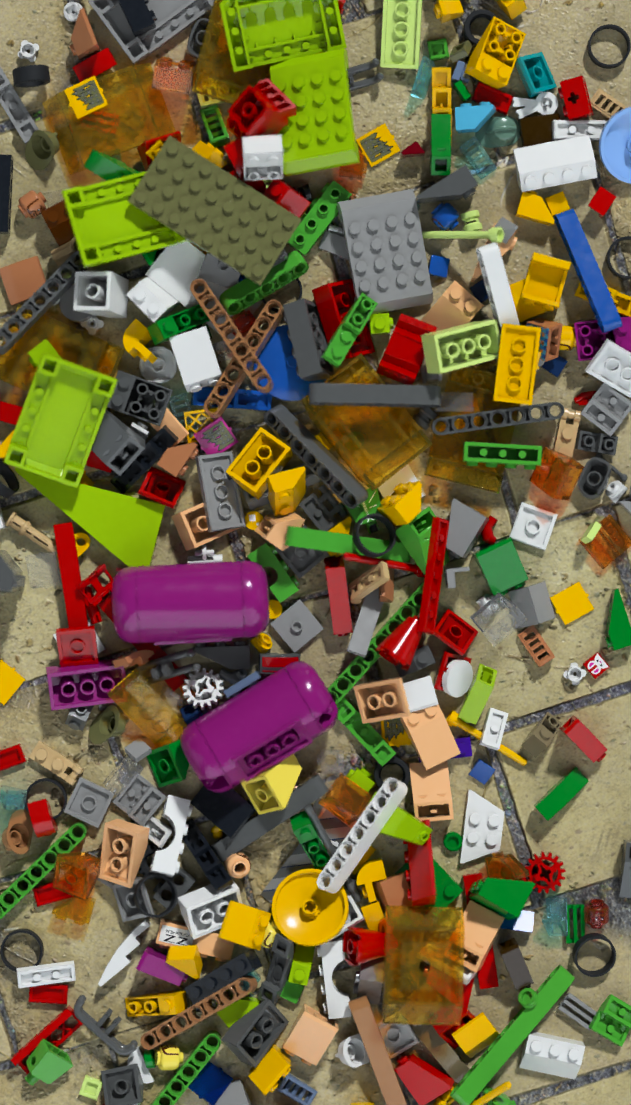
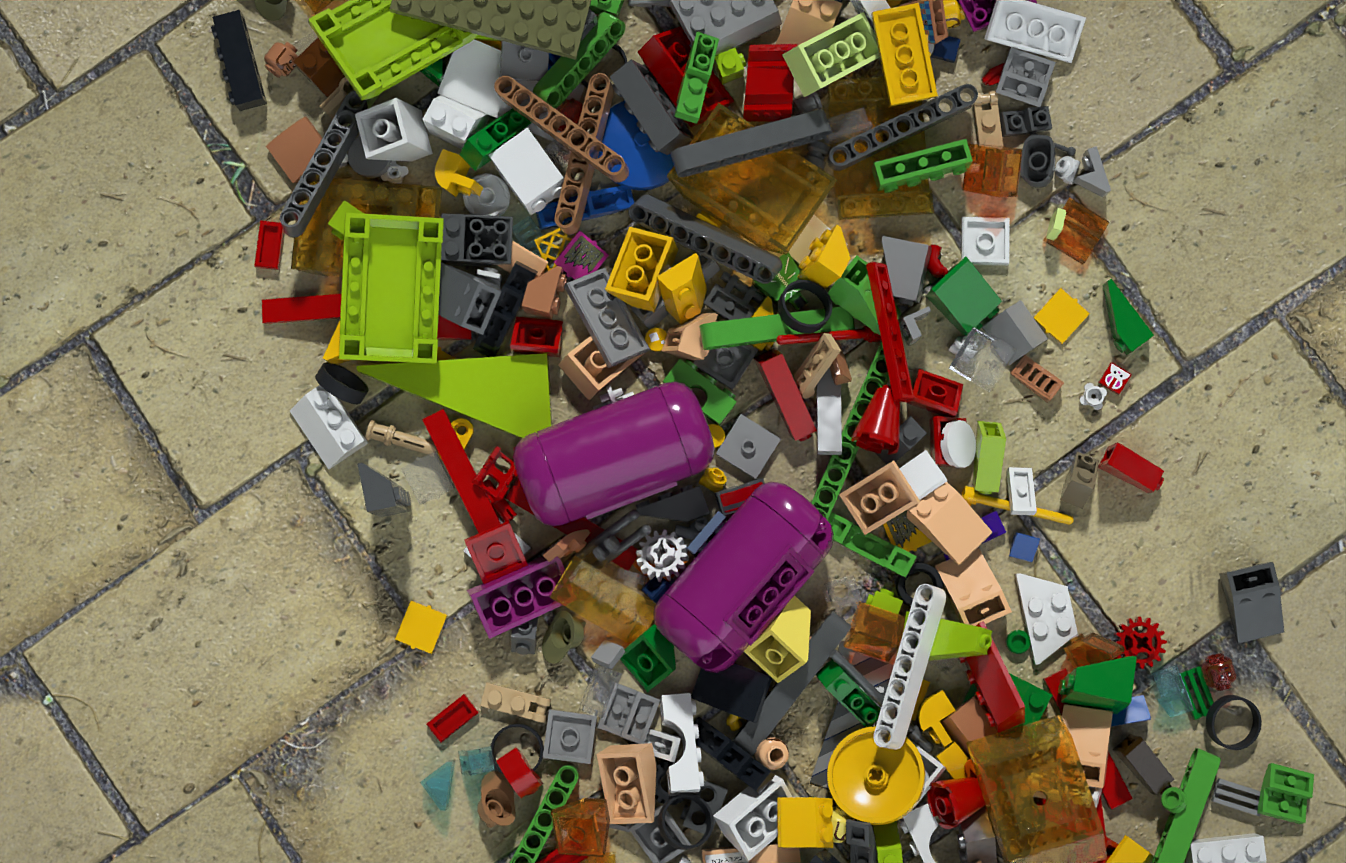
camera: 15 degrees left, 5 degrees down
(561, 793) = (1126, 543): green slope -> none

